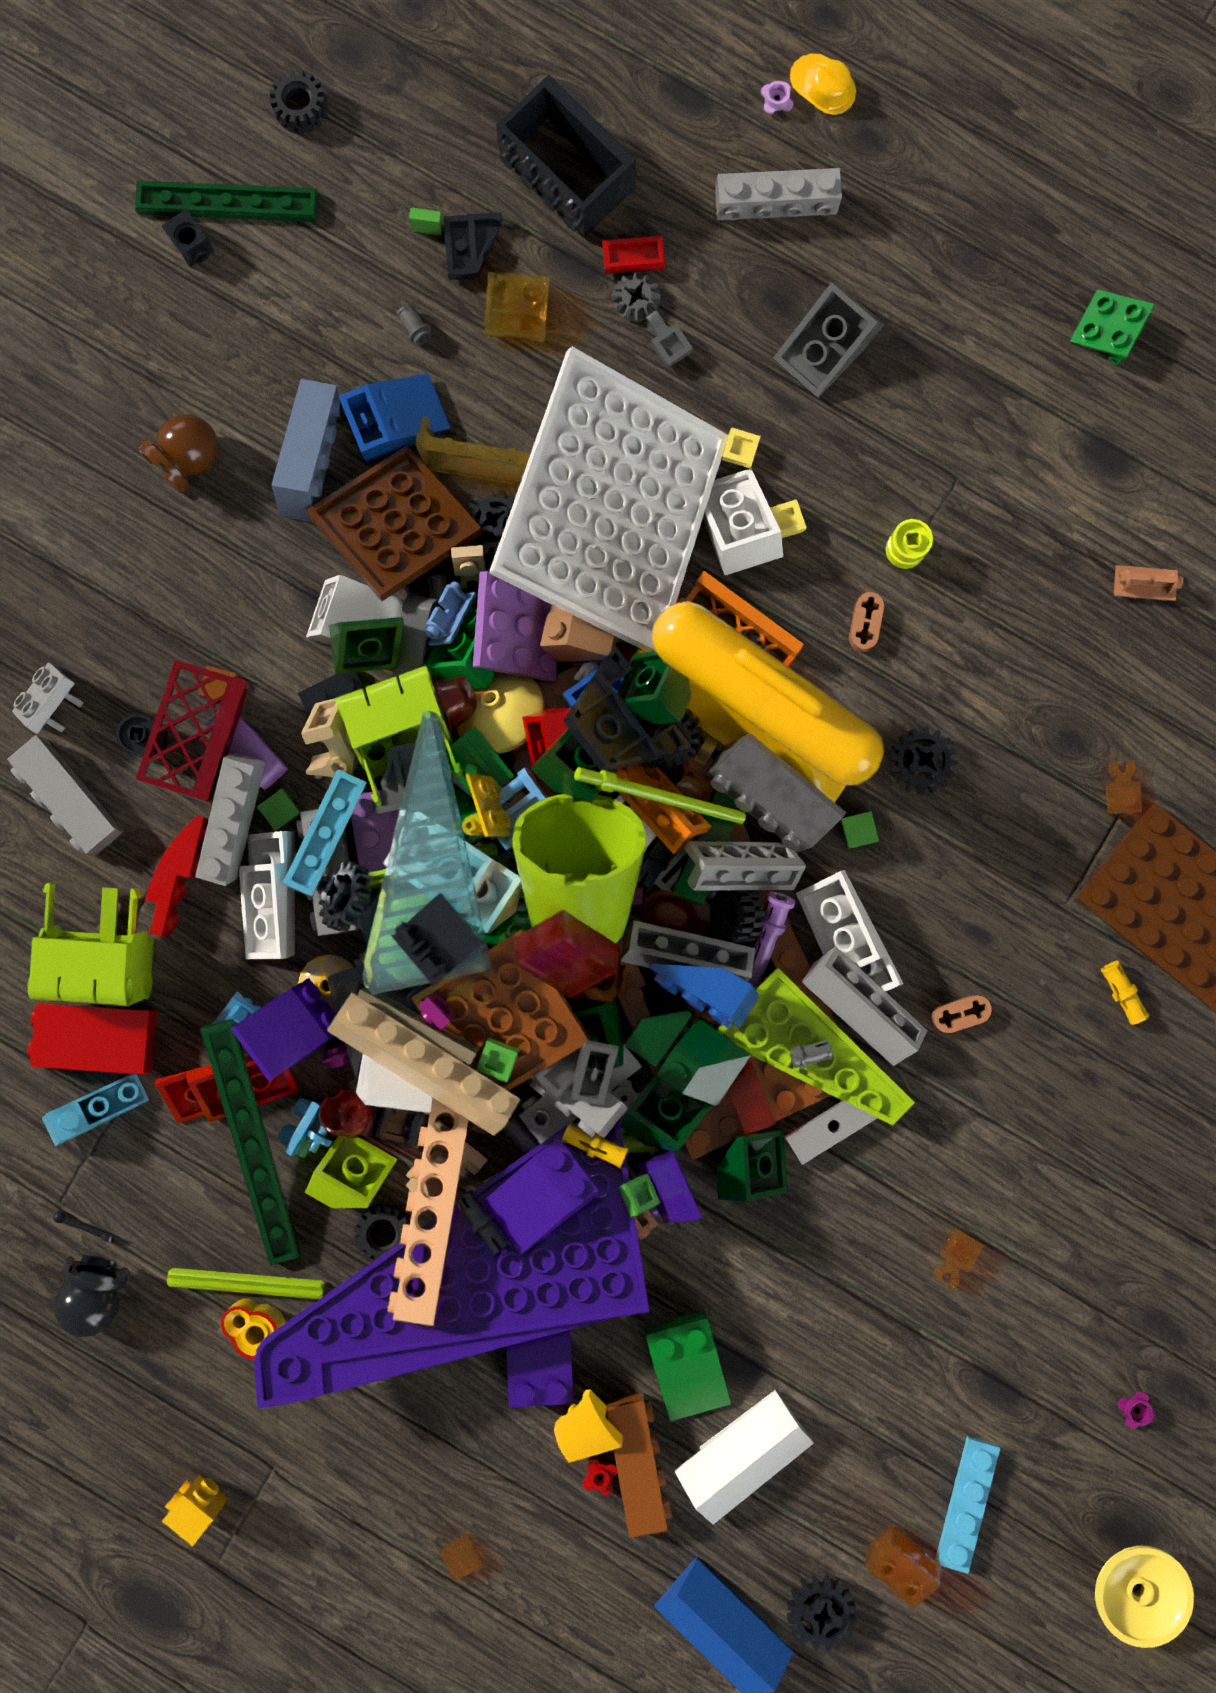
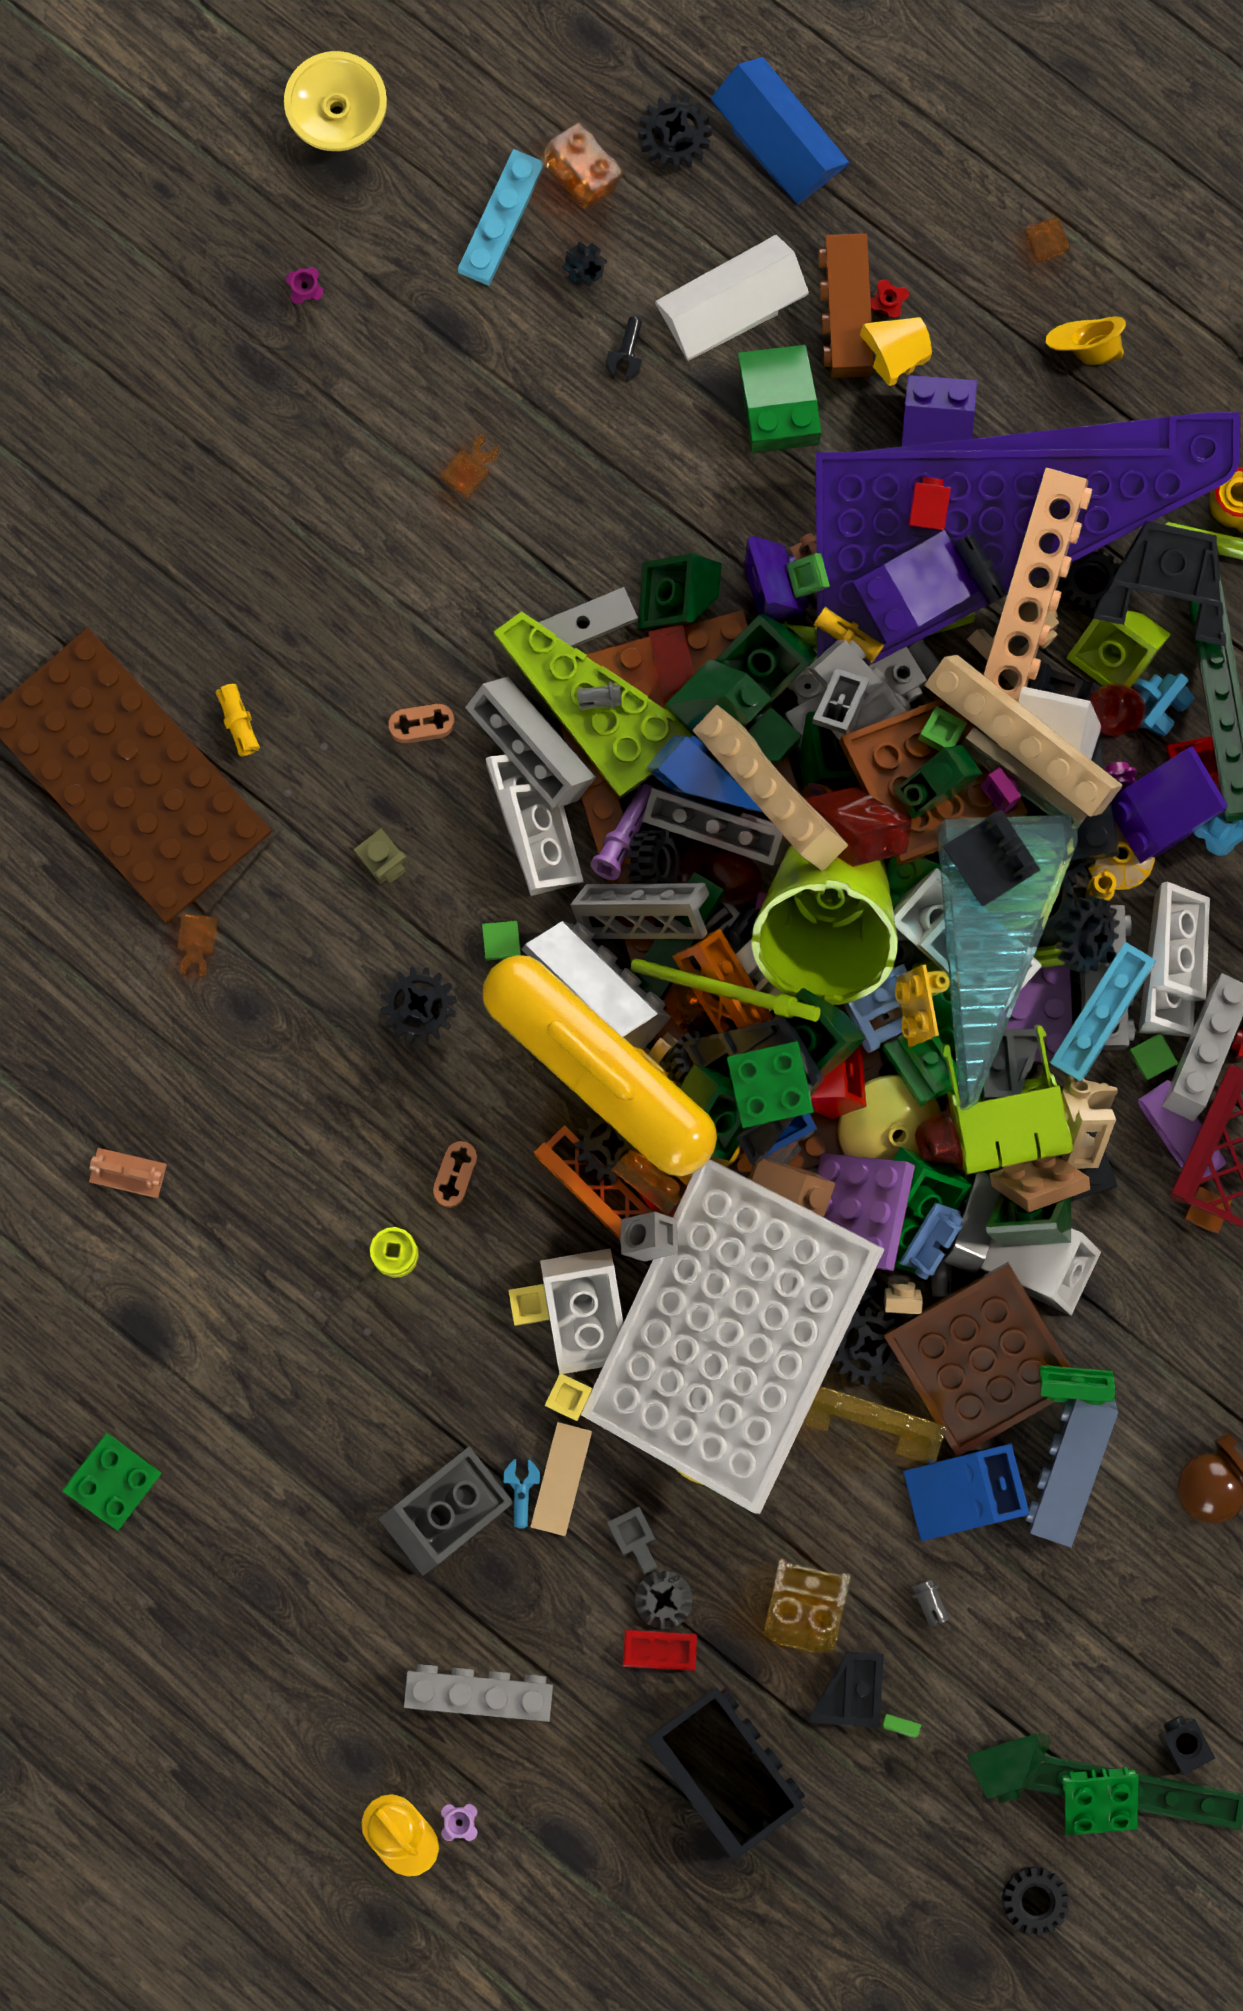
camera: 175 degrees left, 5 degrees down
(265, 177) = (1100, 1802): none -> green hinge
(309, 502) = (1077, 1383): none -> green plate
(309, 1253) = (1174, 565): none -> black wing
(333, 197) = (1009, 1766): none -> dark green slope
(335, 942) = (1099, 885): none -> yellow pin
(358, 669) = (1039, 1182): none -> medium nougat plate
(410, 1464) = (1090, 340): none -> yellow piece
(496, 1010) = (937, 780): none -> dark green slope
(537, 1275) = (929, 504): none -> red brick
(610, 707) = (770, 1084): none -> green hinge
(620, 942) = (769, 789): none -> tan arch
(695, 577) = (649, 1236): none -> light grey brick
(736, 382) = (561, 1479): none -> tan tile
(768, 369) = (521, 1491): none -> dark azure bar
(832, 1390) = (627, 351): none -> black bar
(885, 1469) = (584, 264): none -> black gear
(975, 888) = (382, 857): none -> olive bracket

